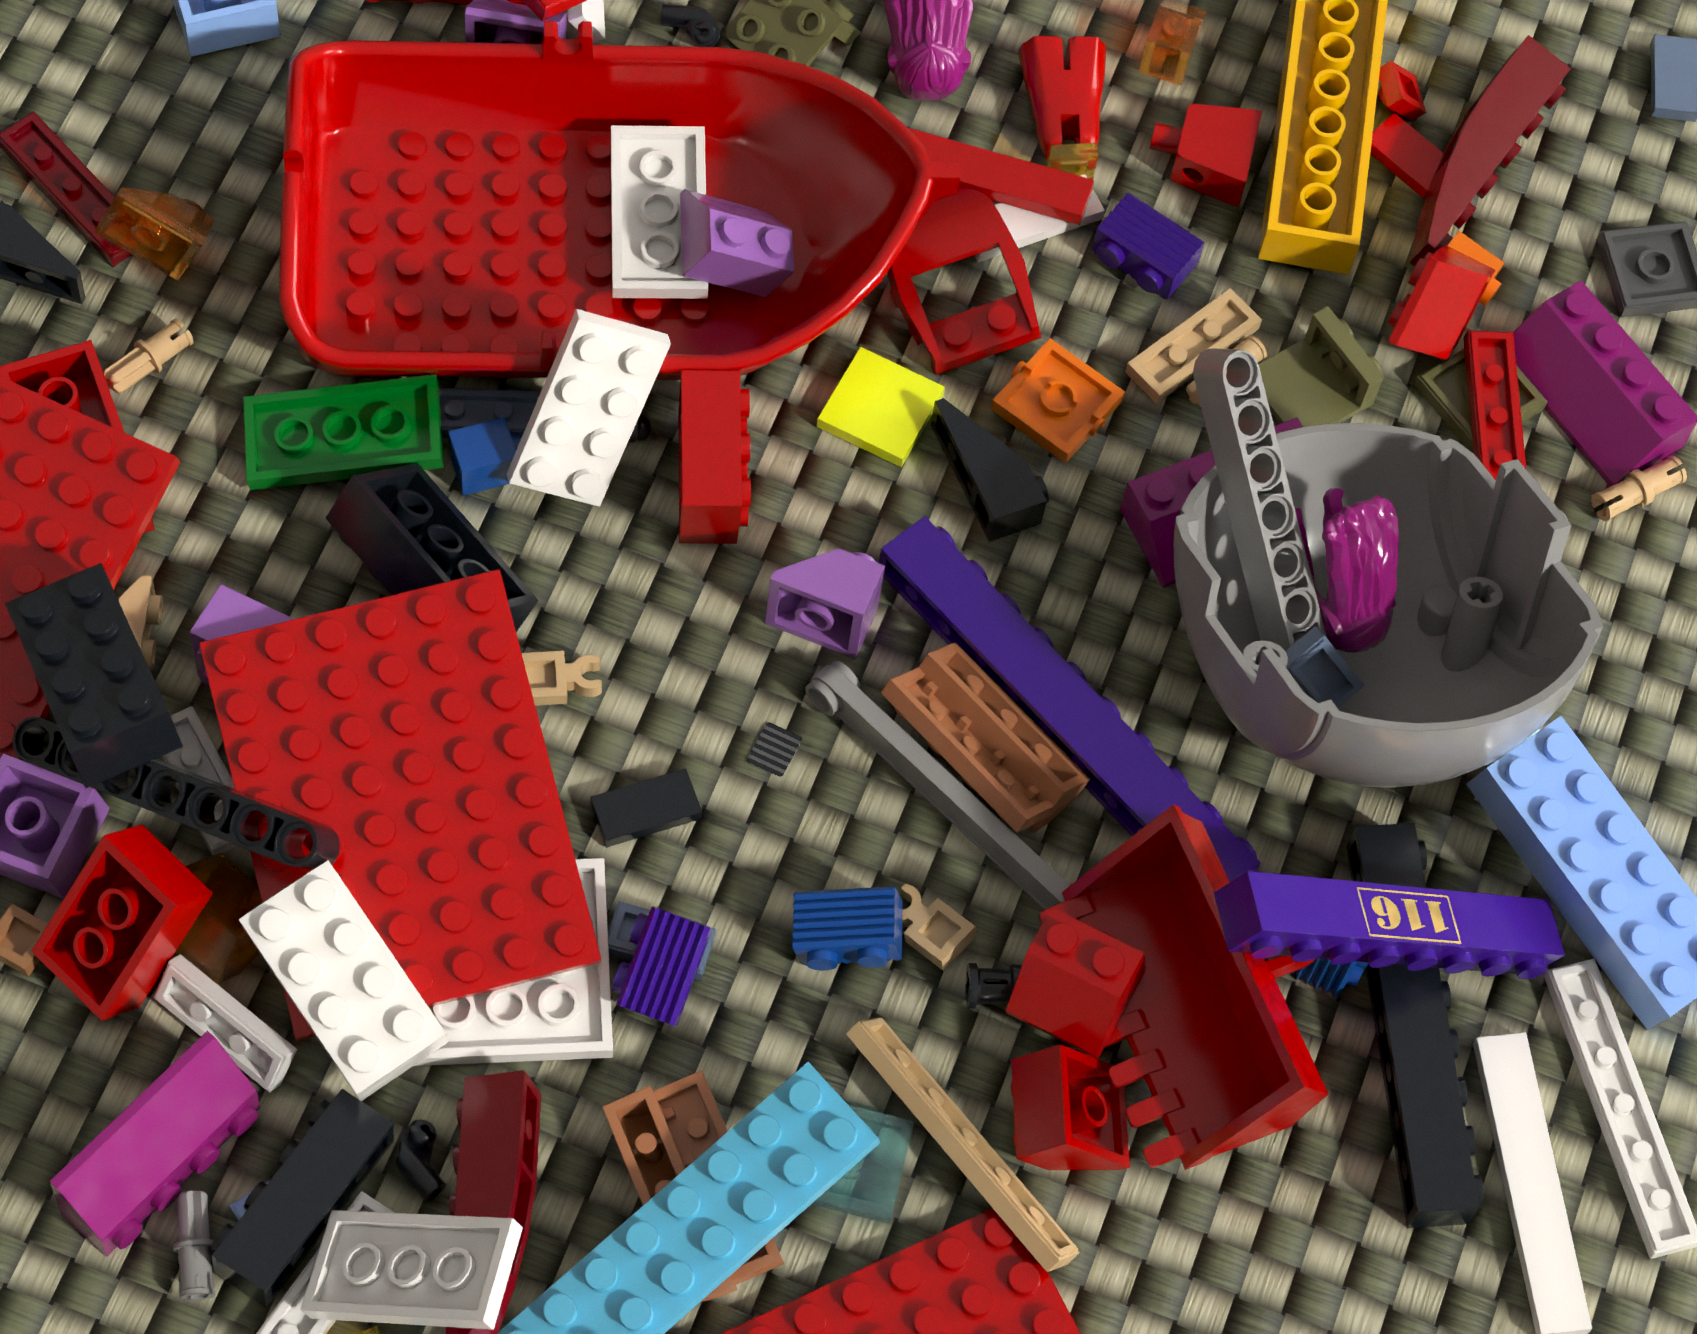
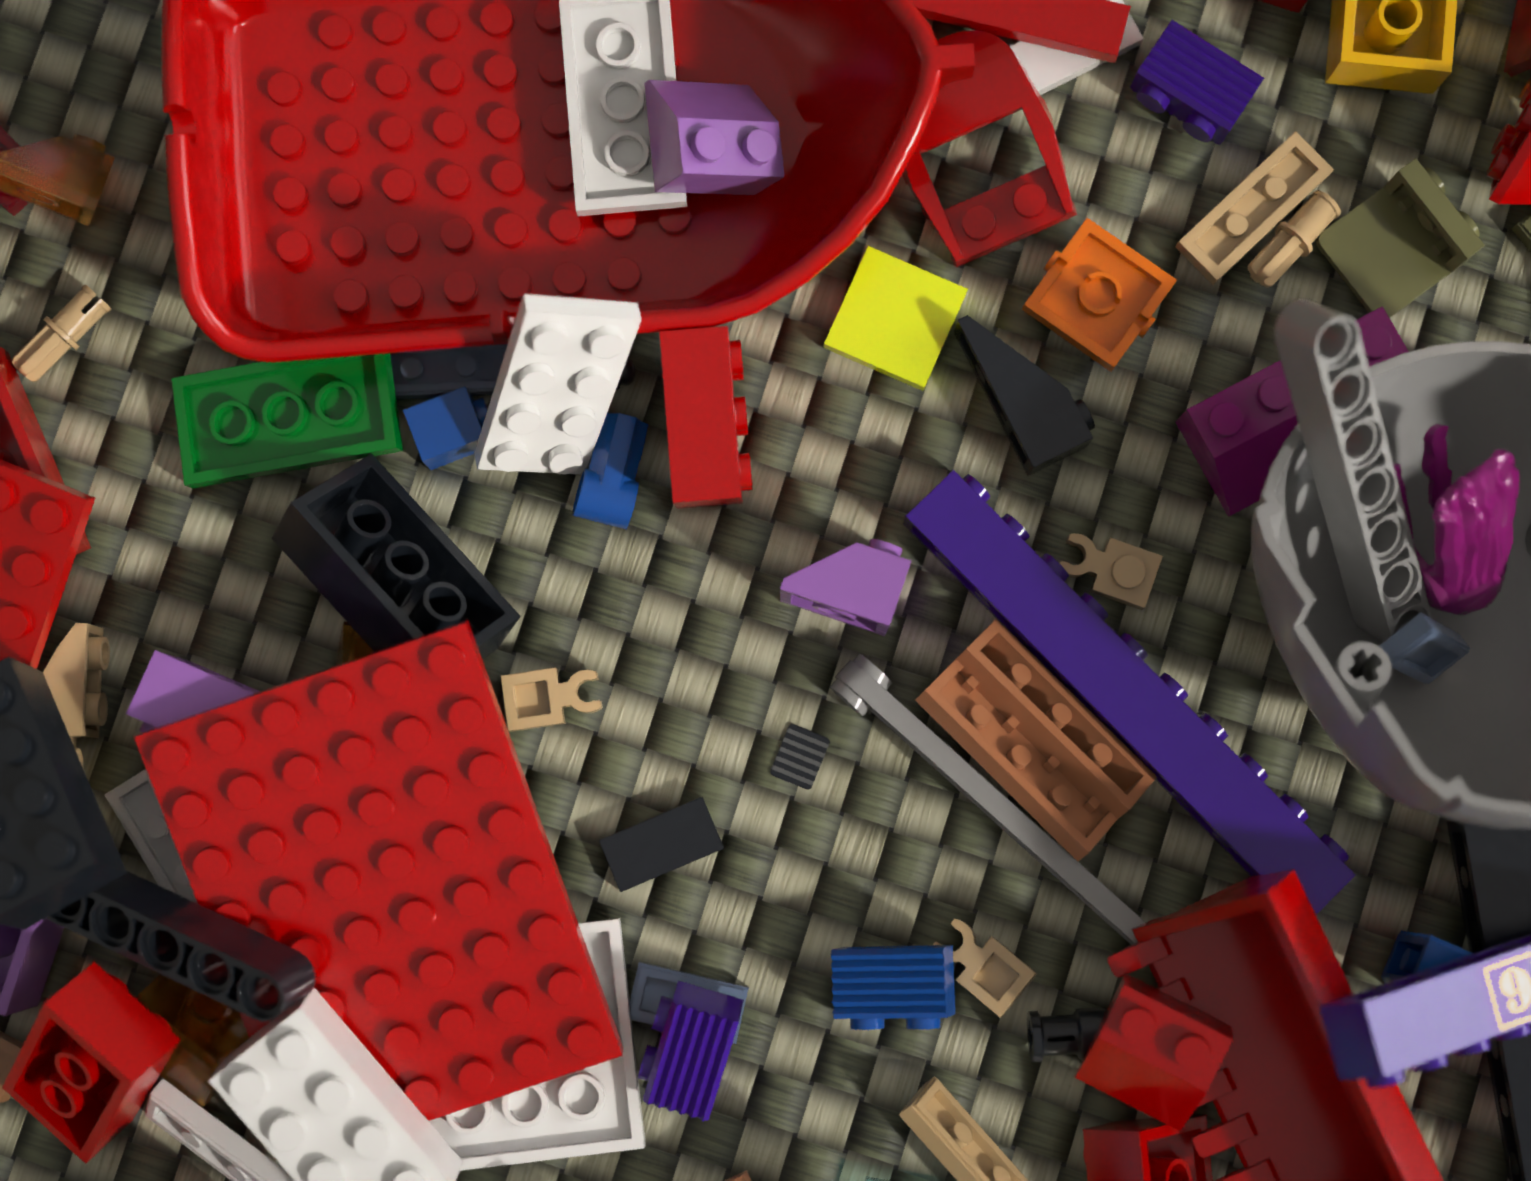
camera: 10 degrees right, 20 degrees up
(622, 508) = (609, 485): none -> blue piece
(1065, 620) = (1119, 572): none -> tan plate

